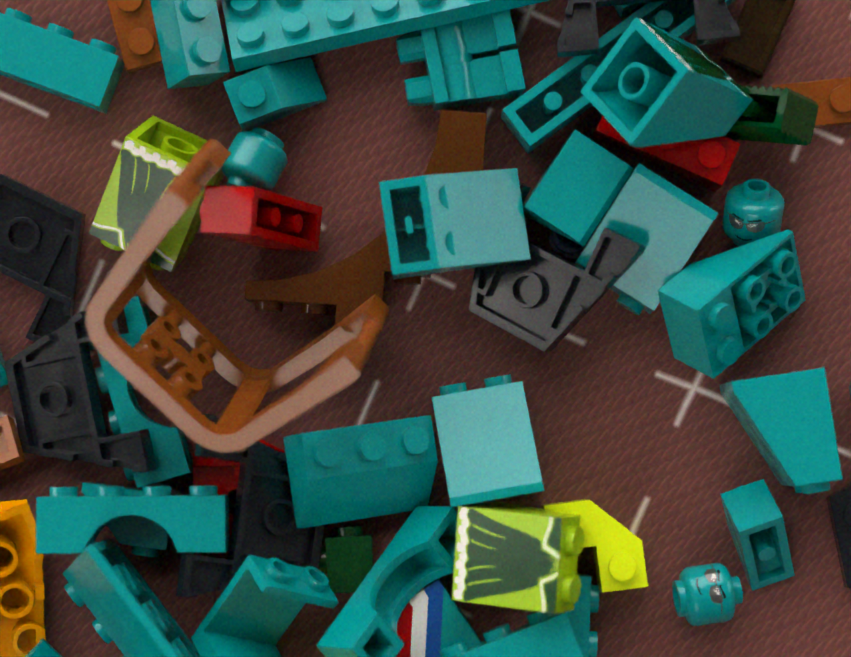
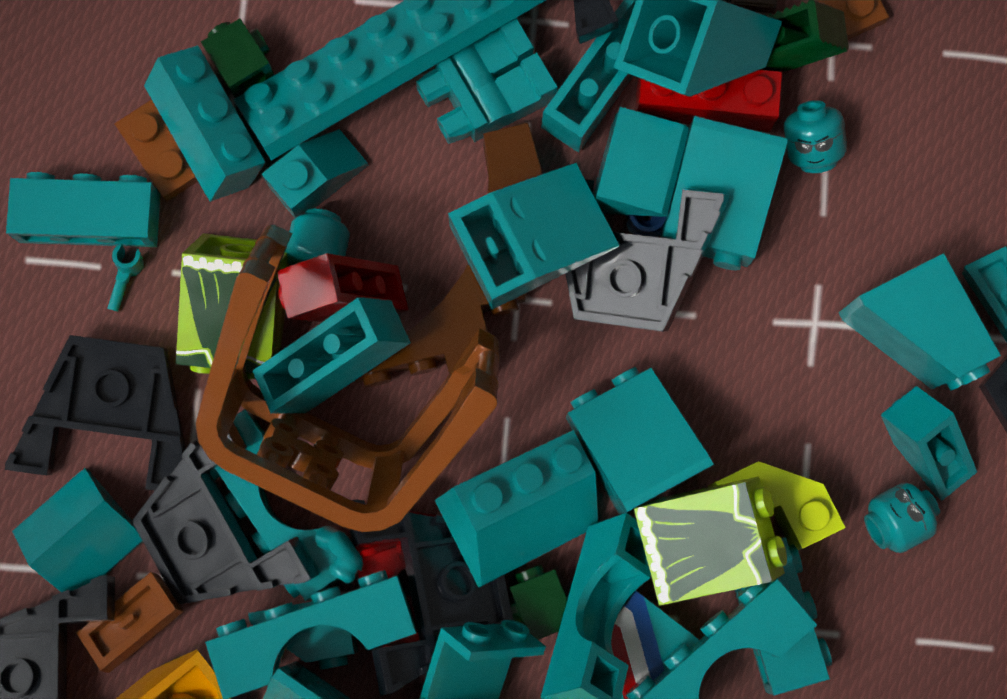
camera: 25 degrees left, 5 degrees down
(66, 131) = (123, 275): none -> teal hand
(183, 450) = (339, 545): none -> teal arm
(231, 276) = (331, 356): none -> teal brick
(731, 301) = (825, 225): teal slope -> none

